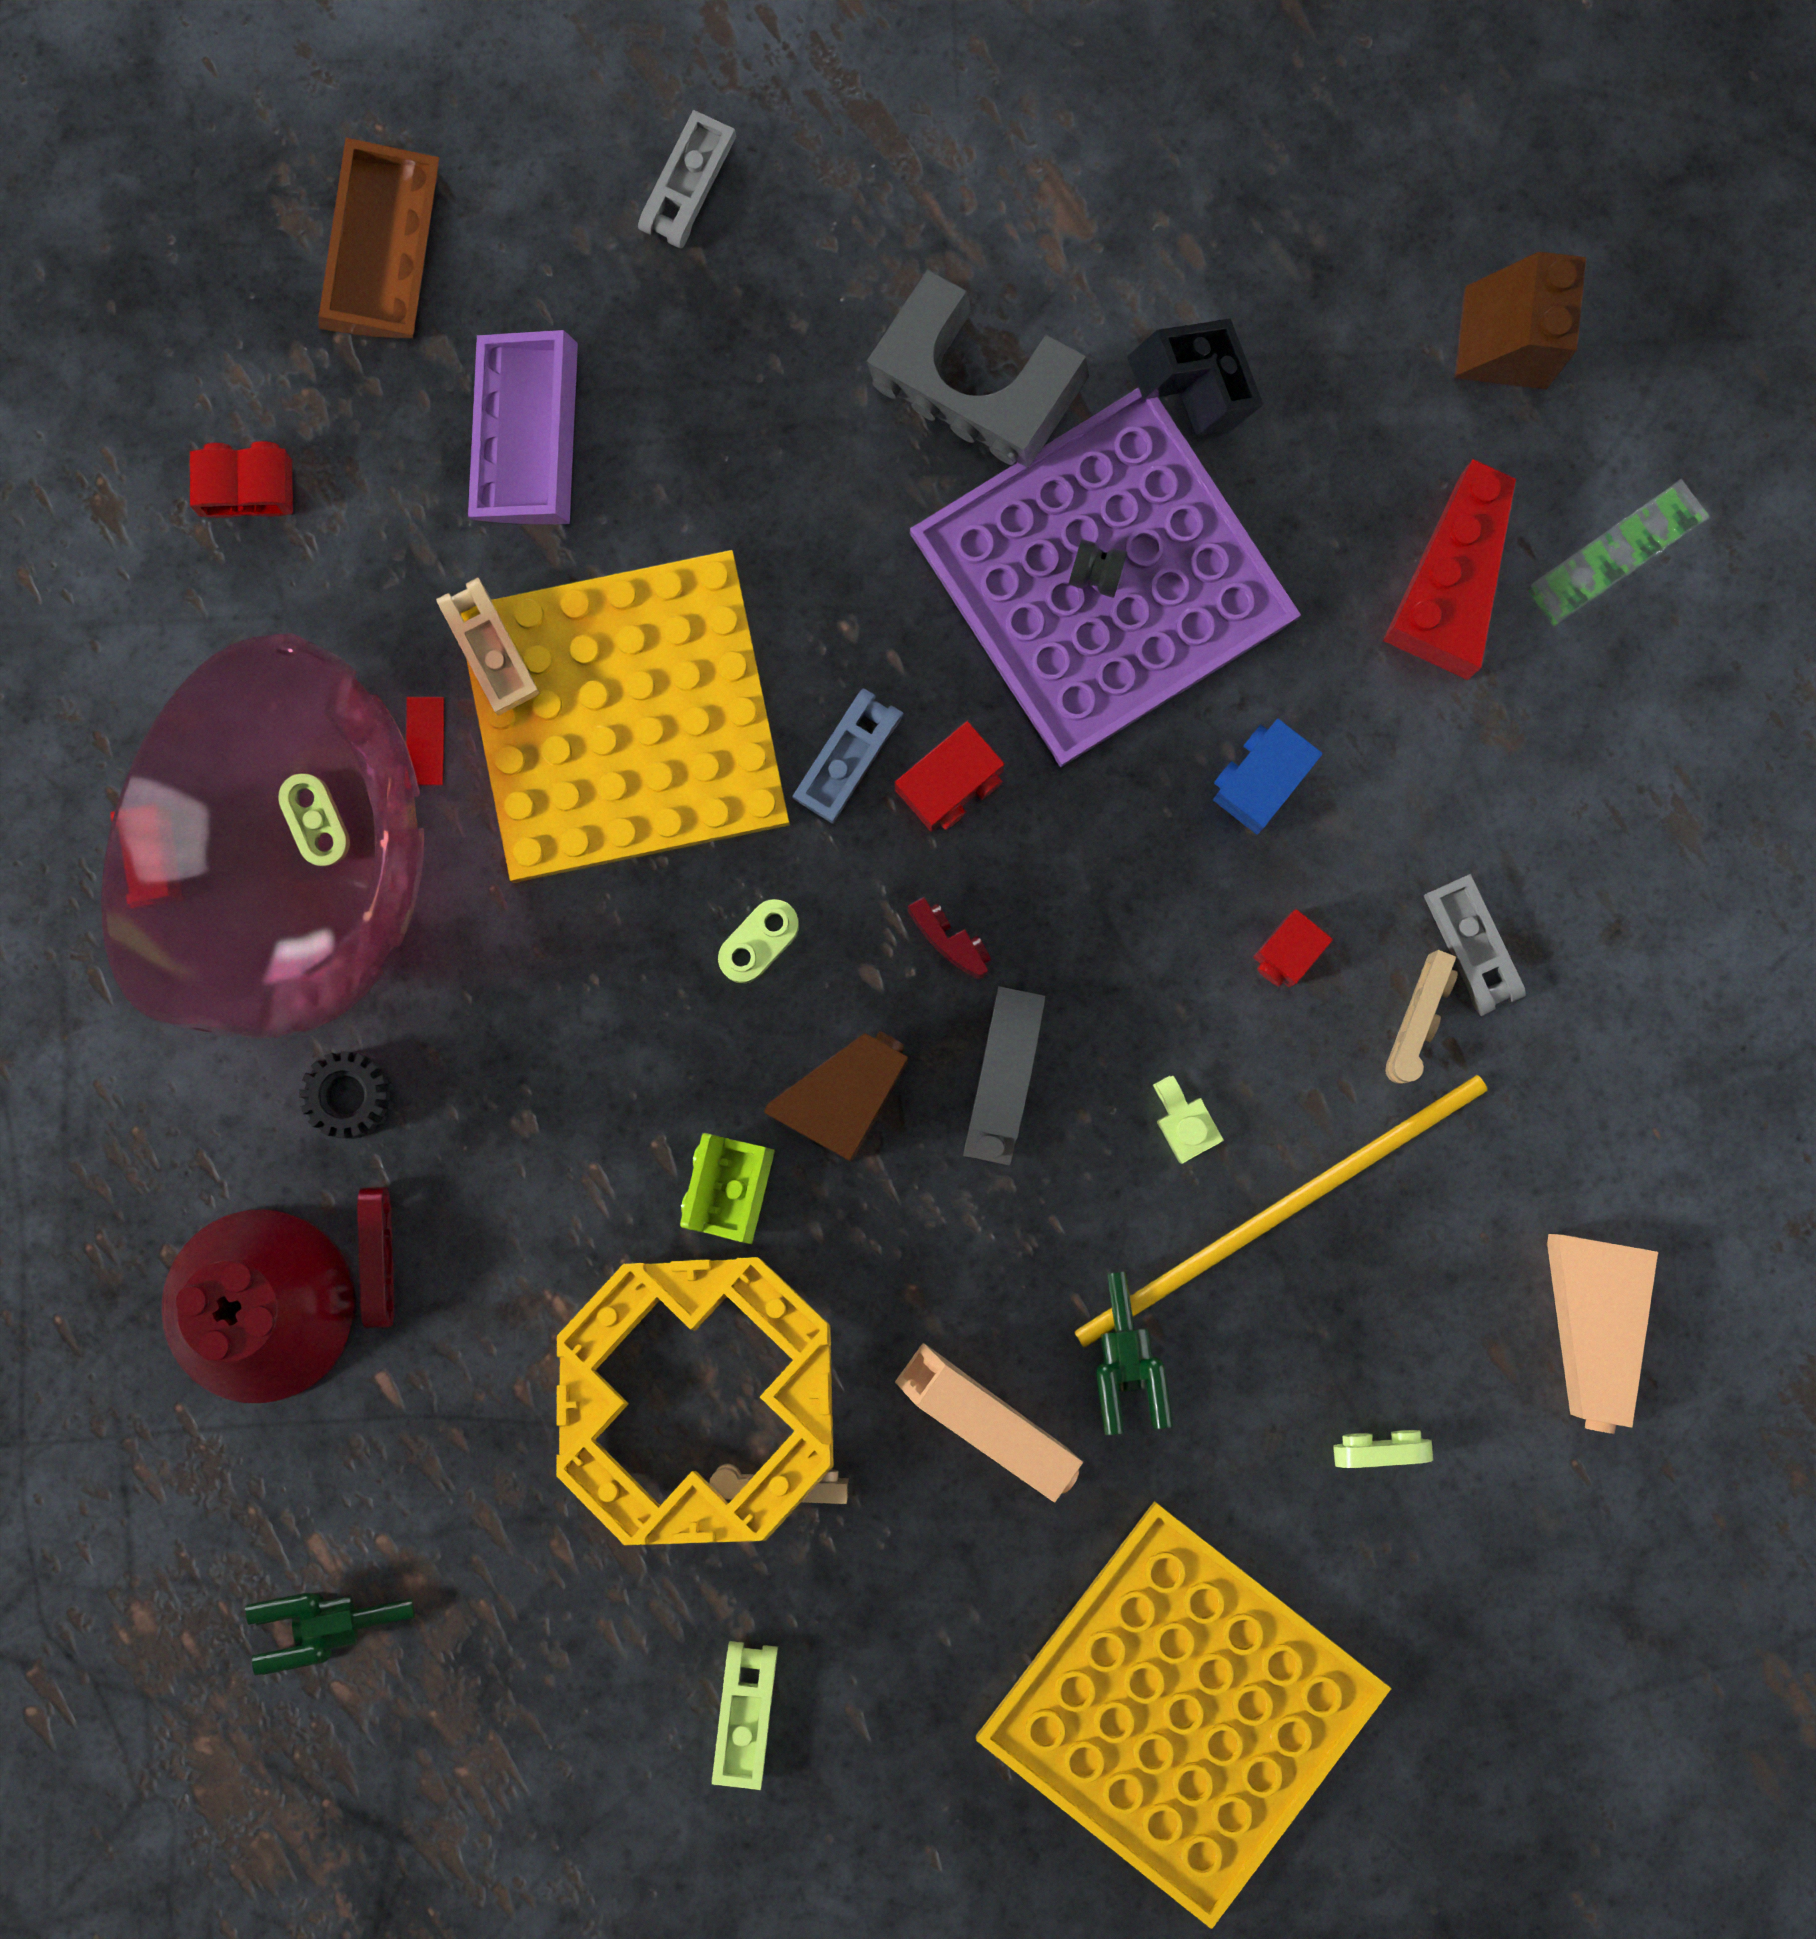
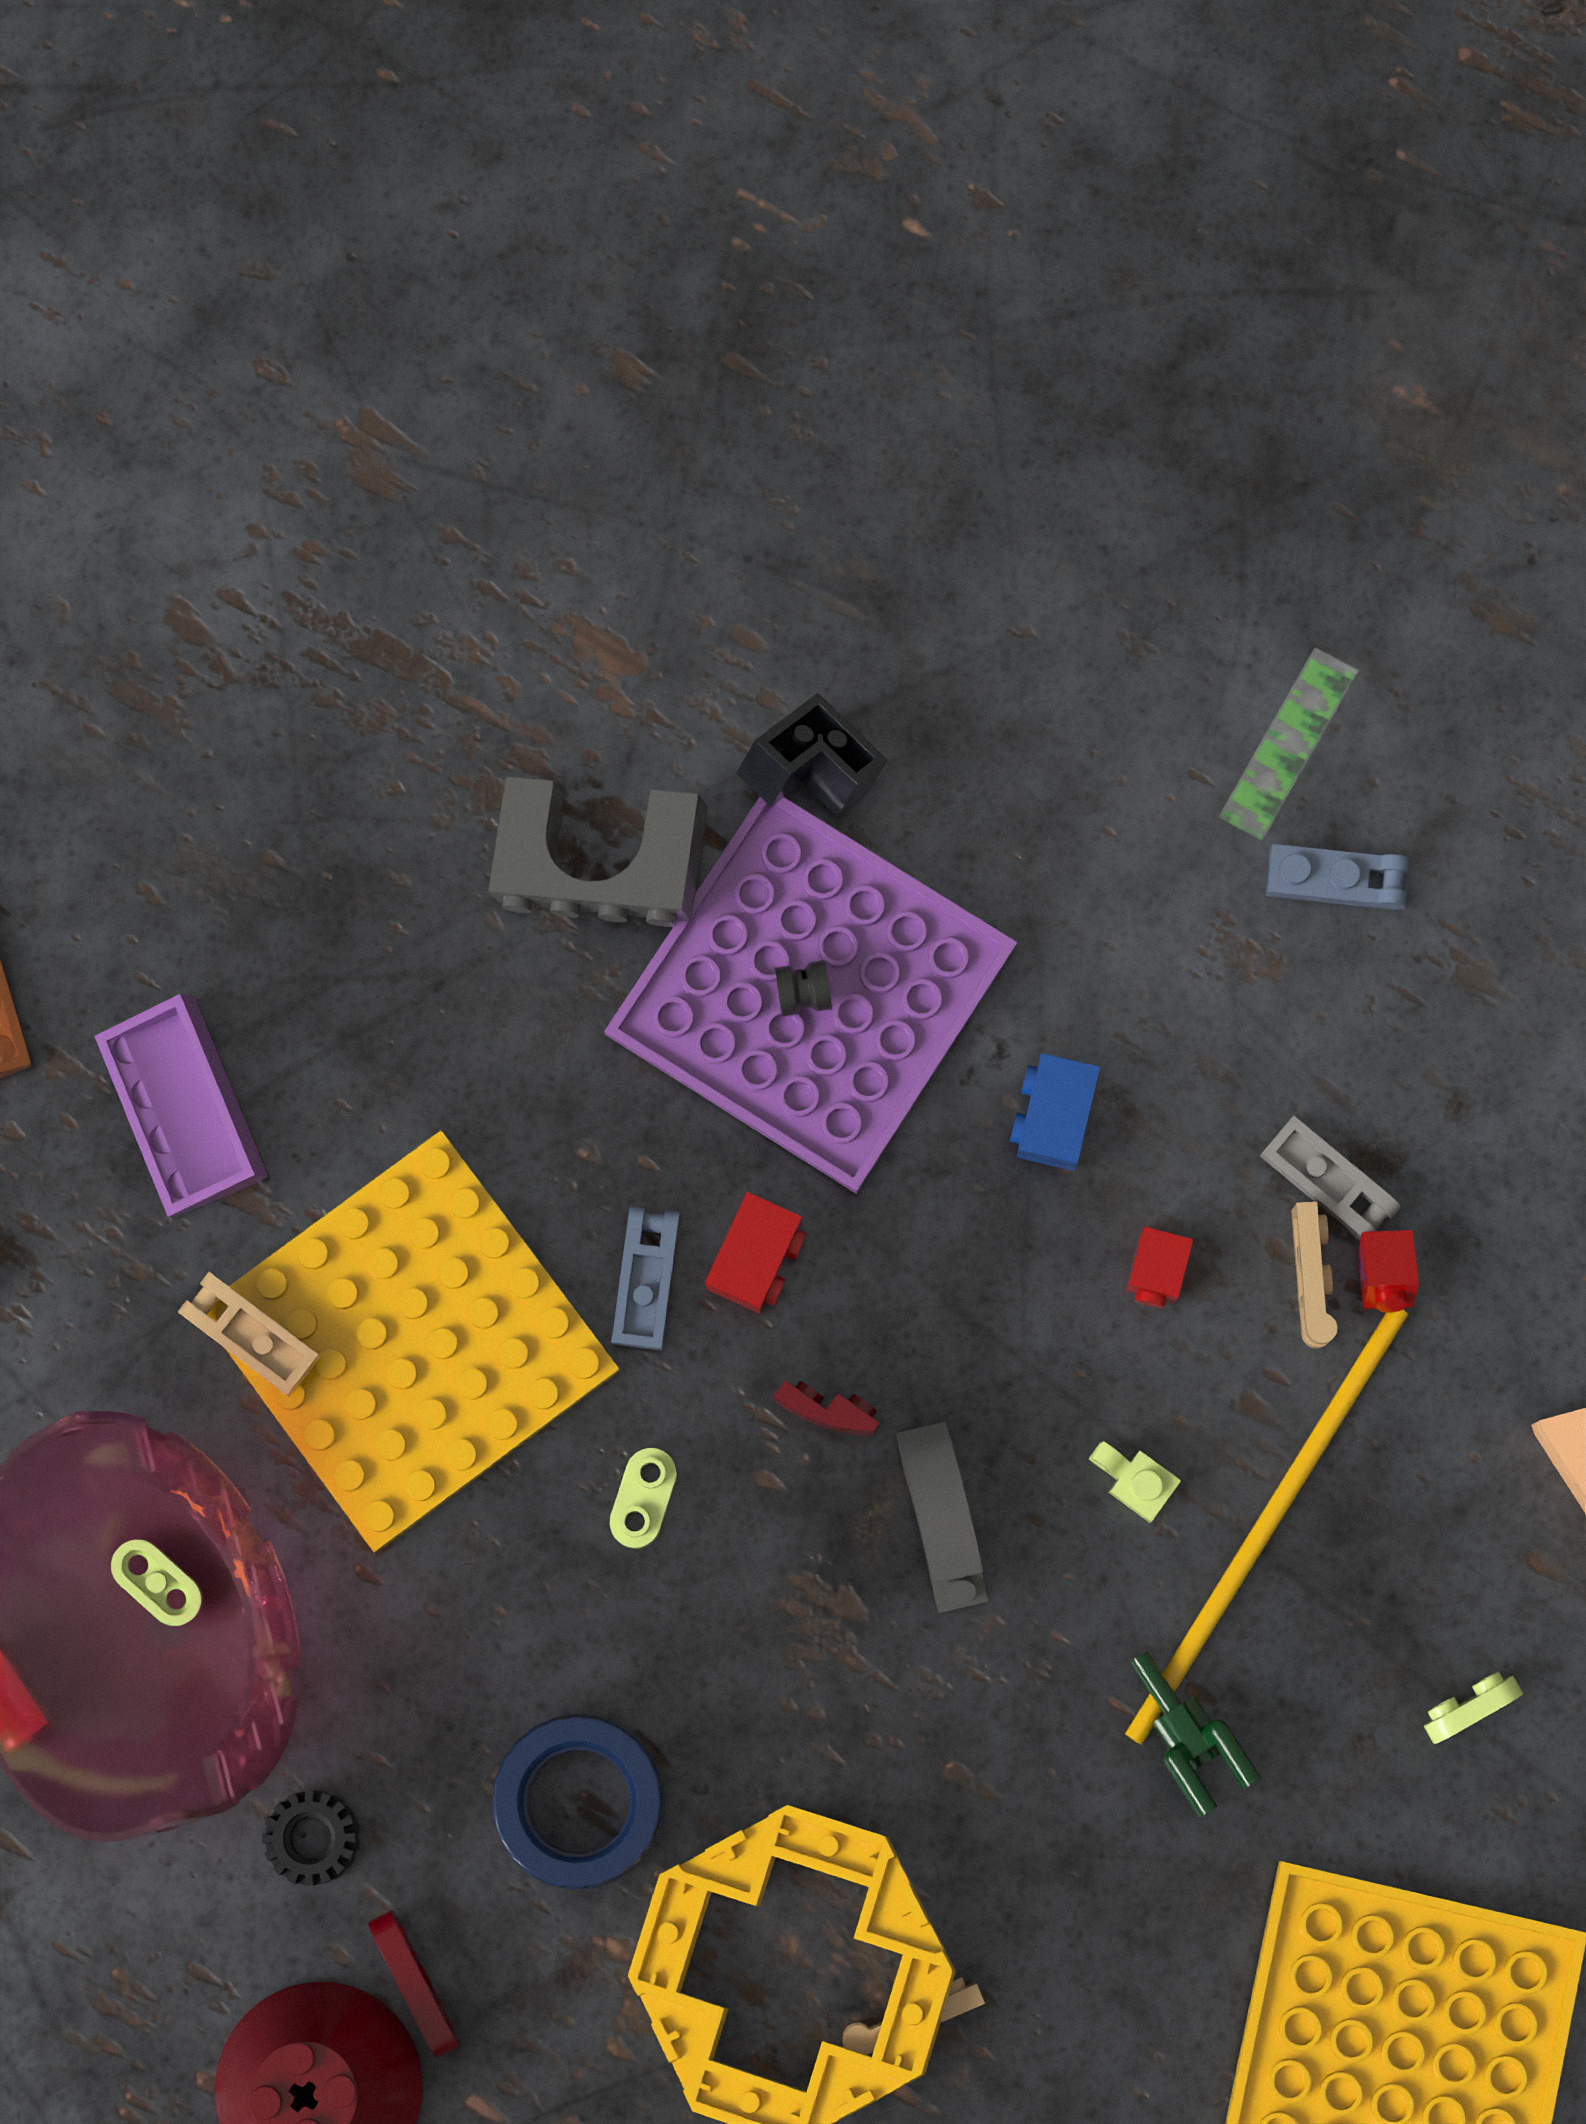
camera: 25 degrees left, 5 degrees down
(426, 738) = (222, 1445): red sticker -> none
(523, 1167) = (513, 1802): none -> dark blue tyre
(687, 178) = (229, 790): light grey plate -> none
(726, 1188) = (725, 1752): lime bracket -> none
(844, 1094) = (797, 1609): reddish brown slope -> none
(988, 1423) = (1085, 1860): light nougat slope -> none
(1455, 583) = (1148, 846): red wedge -> none
(1489, 1044) = (1387, 1270): none -> red brick
(1522, 321) = (1093, 571): reddish brown slope -> none
(1605, 686) = (1336, 876): none -> sand blue plate

